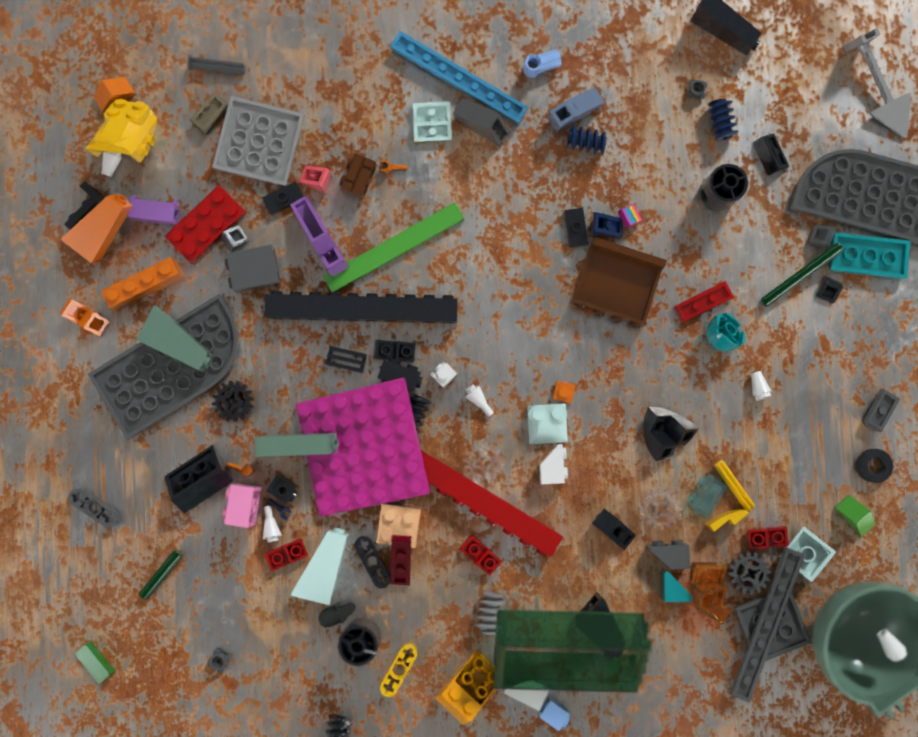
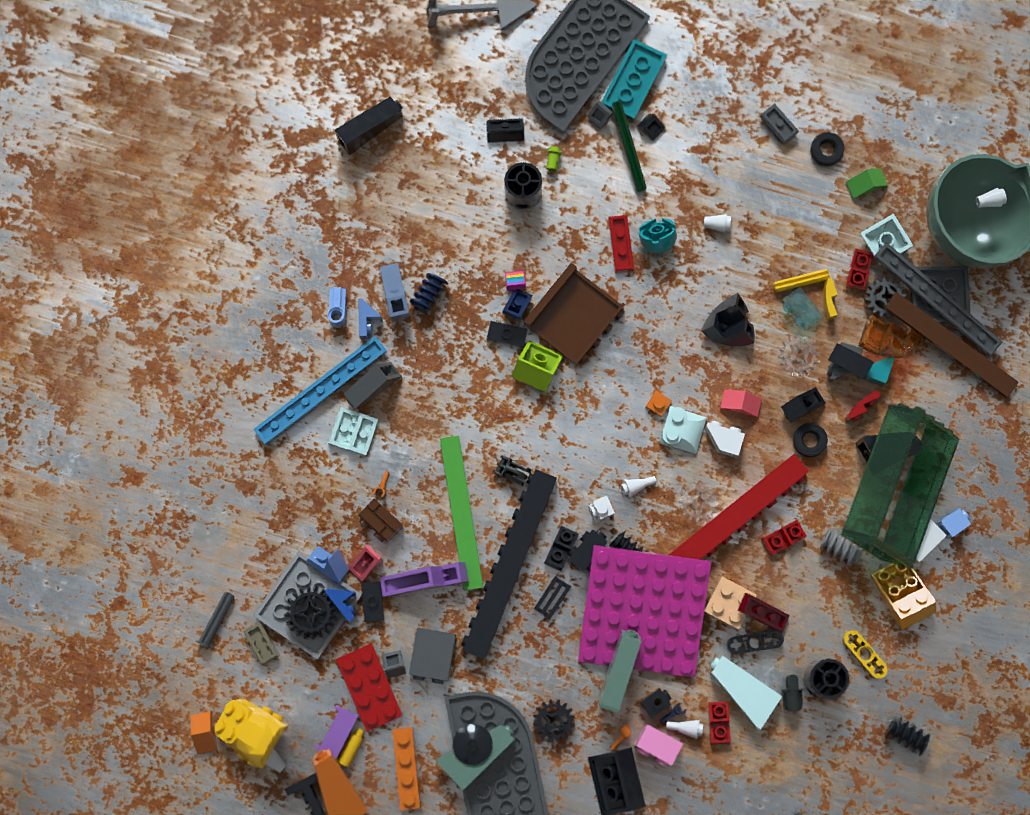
camera: 70 degrees left, 5 degrees down
(144, 228) = (351, 747): none -> yellow cylinder
(189, 333) = (472, 733): none -> black dish
(243, 147) = (301, 613): none -> black gear
(270, 165) = (339, 597): none -> blue slope
(302, 145) = (330, 565): none -> medium blue slope
(449, 274) = (510, 470): none -> pearl dark grey arm
(543, 90) = (366, 314): none -> medium blue slope
(556, 265) = (537, 366): none -> lime slope
(594, 469) = (741, 402): none -> coral slope
(594, 547) = (810, 451): none -> black tyre
(630, 584) = (859, 409): none -> red slope
(673, 560) = (851, 361): none -> black slope
(701, 85) = (418, 178): dark grey plate -> none
(722, 119) = (457, 161): dark blue piece -> none
(727, 652) = (951, 345): none -> reddish brown tile
(761, 208) = (553, 158): none -> lime pin

